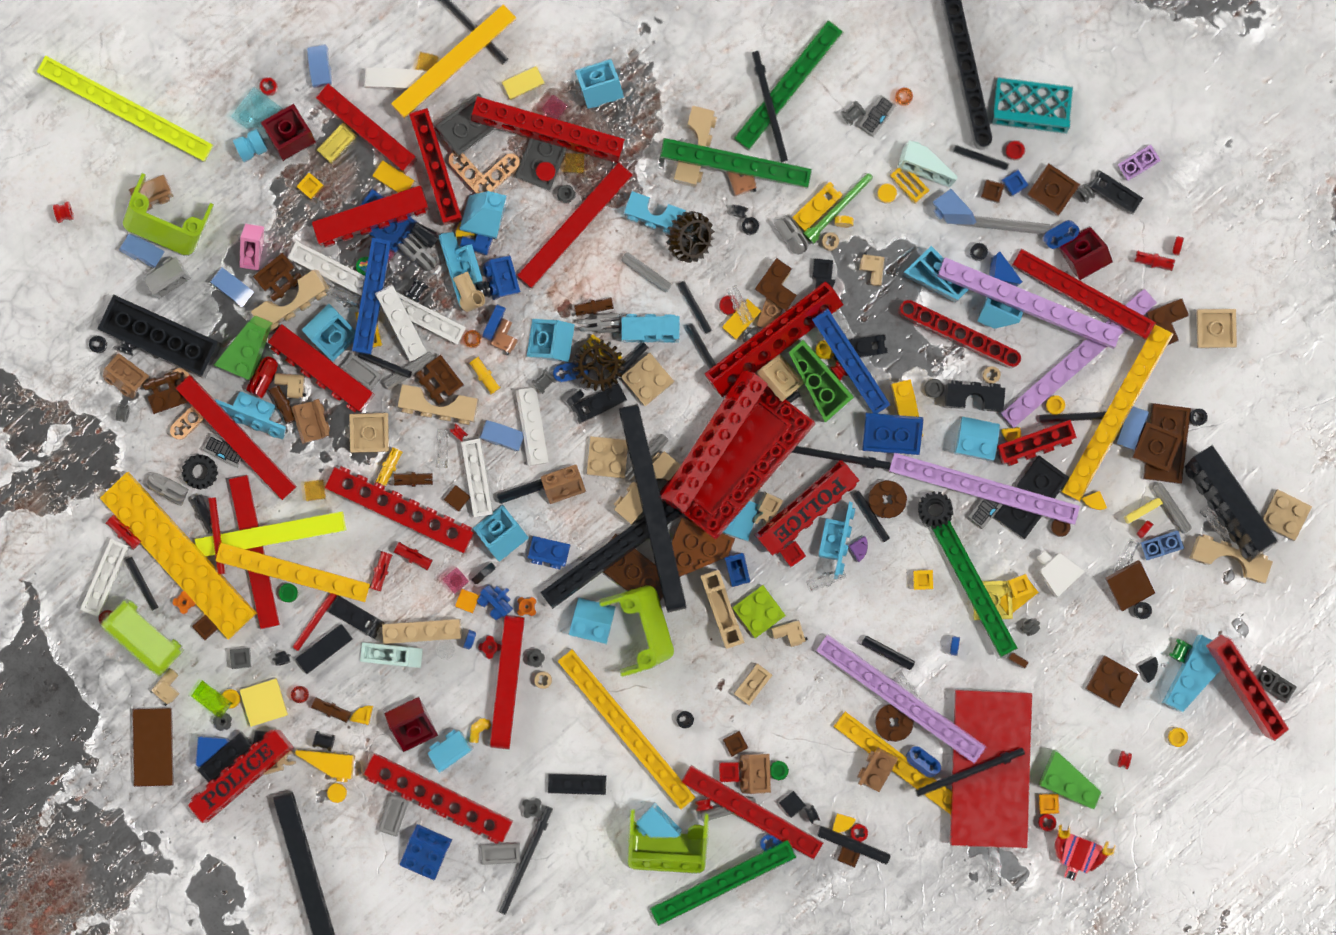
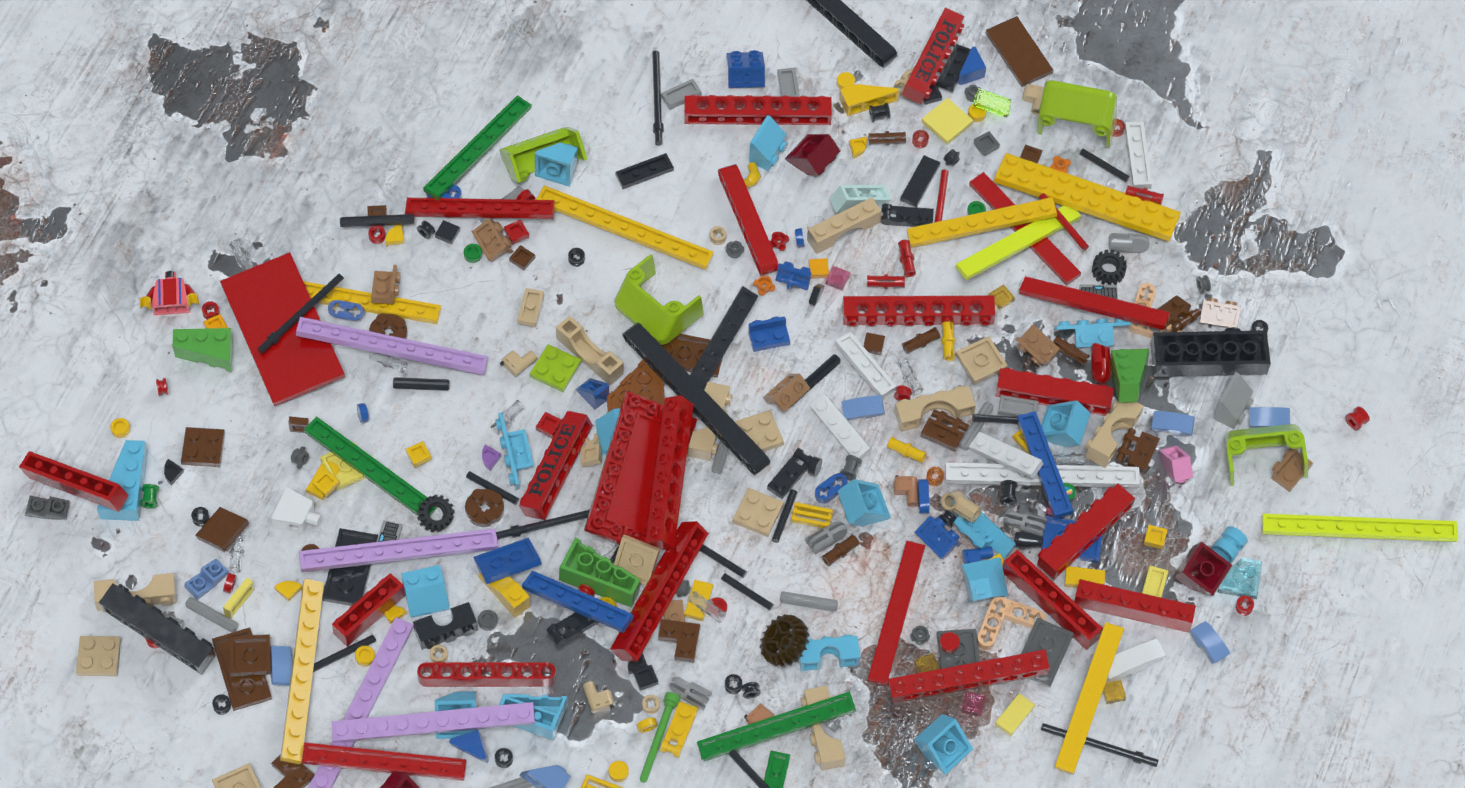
camera: 155 degrees right, 25 degrees down
(203, 511) = (1093, 243): black pin -> none
(295, 384) = (1069, 370): tan piece -> none
(500, 533) = (819, 329): medium azure slope -> none
(527, 807) = (673, 132): dark grey plate -> none
(592, 621) = (706, 286): medium azure slope -> none
(607, 363) = (807, 504): dark brown gear -> none
(650, 328) = (777, 551): medium azure wedge -> none

